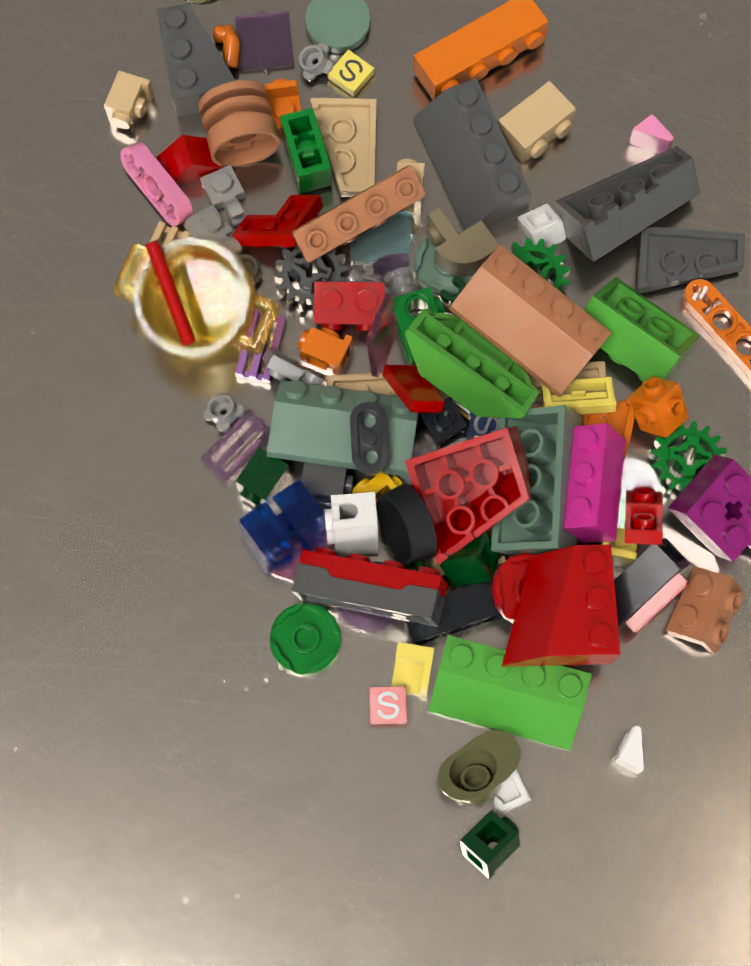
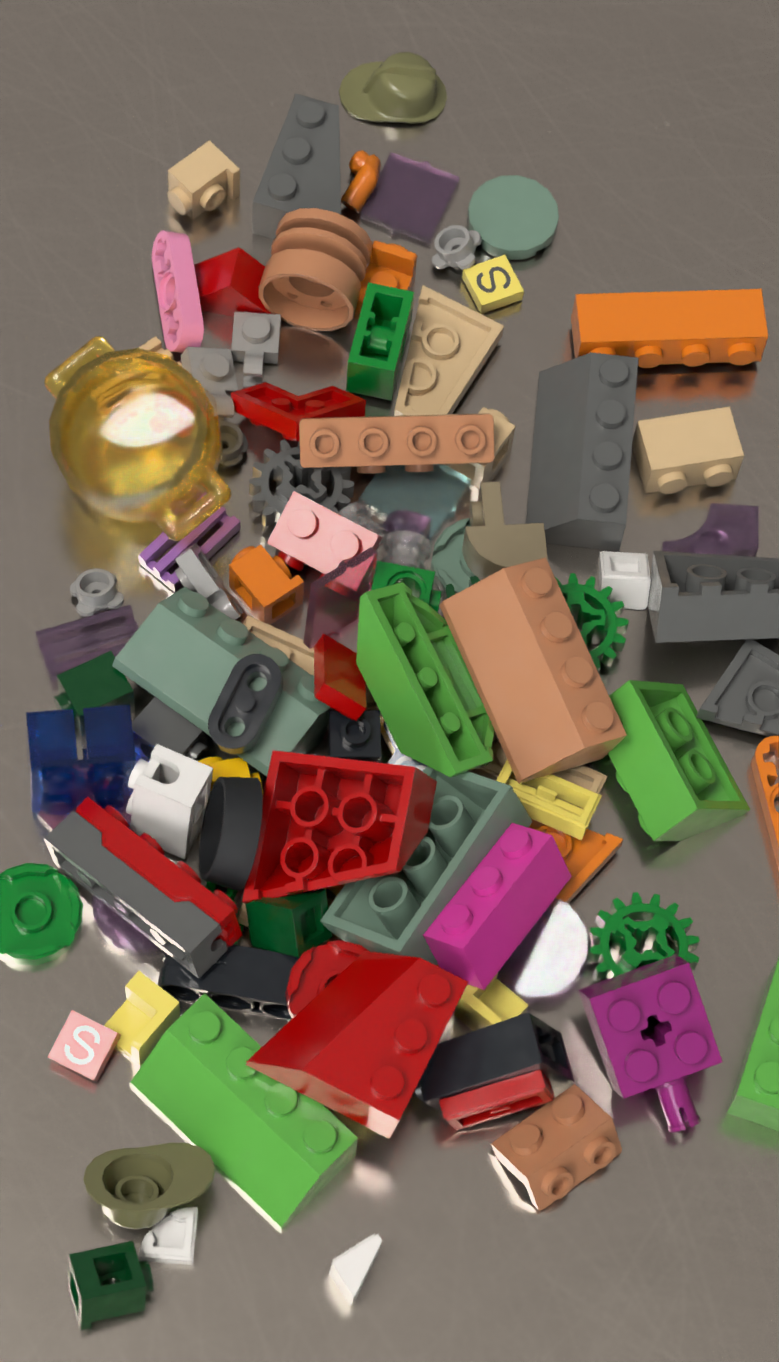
camera: 20 degrees right, 10 degrees down
(170, 292) = (105, 409): red bar -> none
(588, 165) = (726, 531): none -> clear purple tile
(643, 516) = (537, 979): red slope -> none
(659, 406) = (639, 859): orange brick -> none

